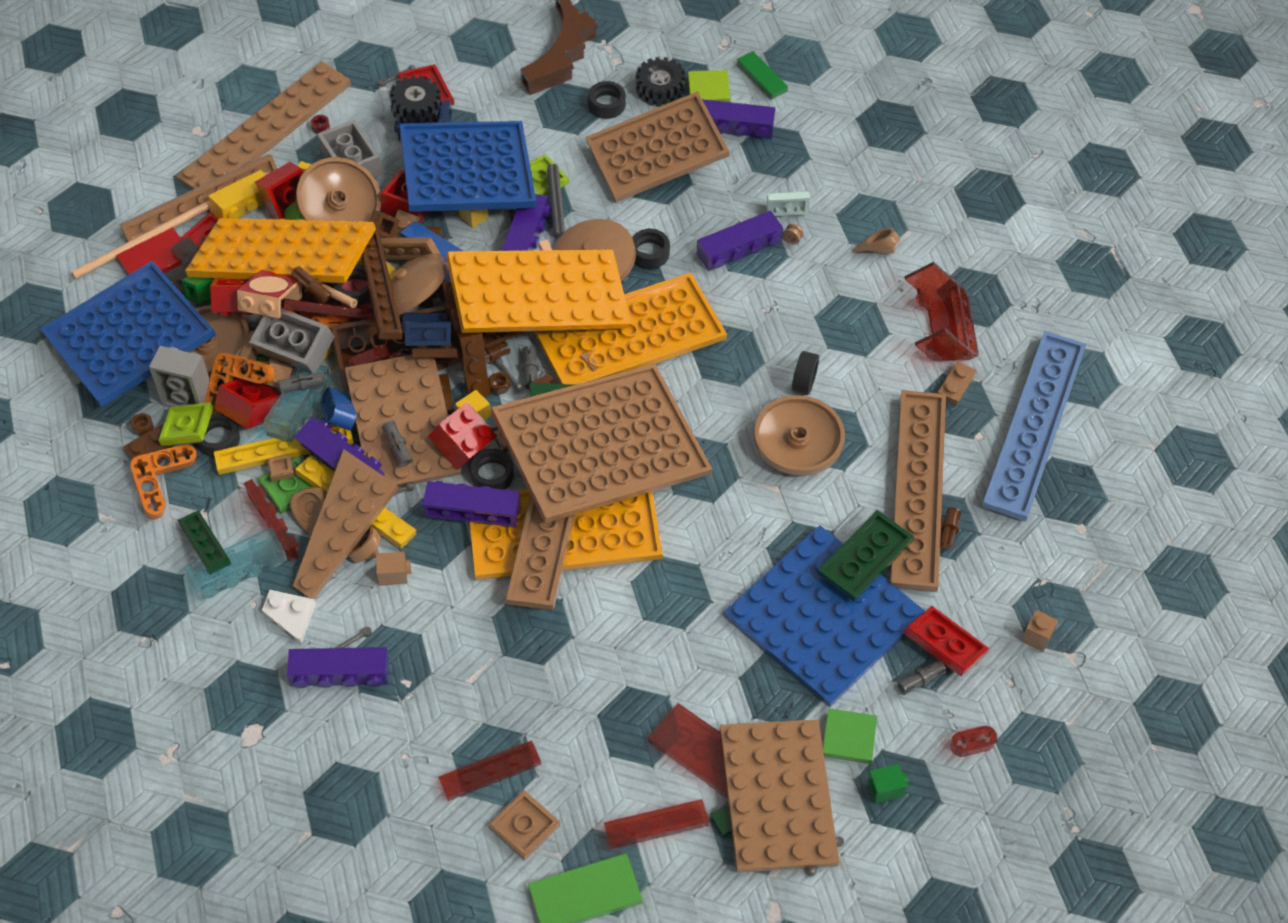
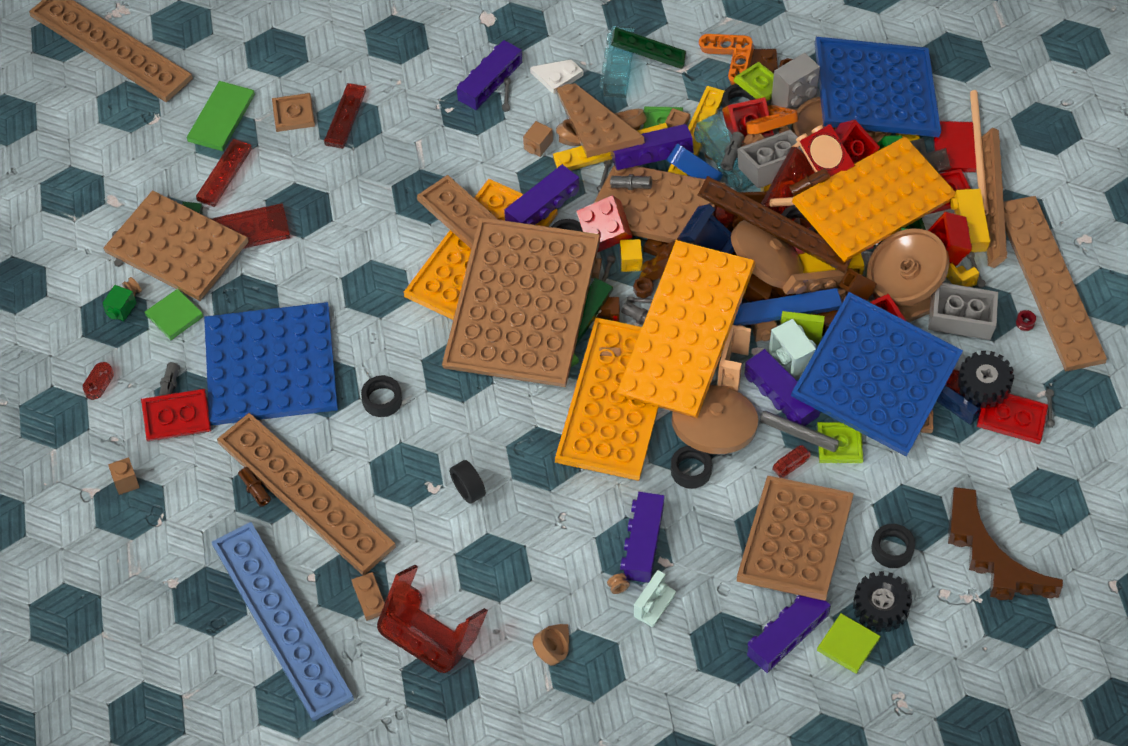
camera: 130 degrees right, 0 degrees up
(267, 512) = (638, 95): clear red plate -> none
(454, 233) = (810, 323): none -> lime tile
(486, 230) = (791, 348): none -> light aqua brick
(587, 191) = (791, 461): none -> clear red beam
(762, 74) = (831, 700): green tile -> none
(779, 483) = (381, 382): none -> black tyre
(799, 435) = (417, 439): medium nougat dish -> none
(858, 794) = (132, 285): none -> medium nougat bush
(865, 555) = (279, 405): dark green plate -> none

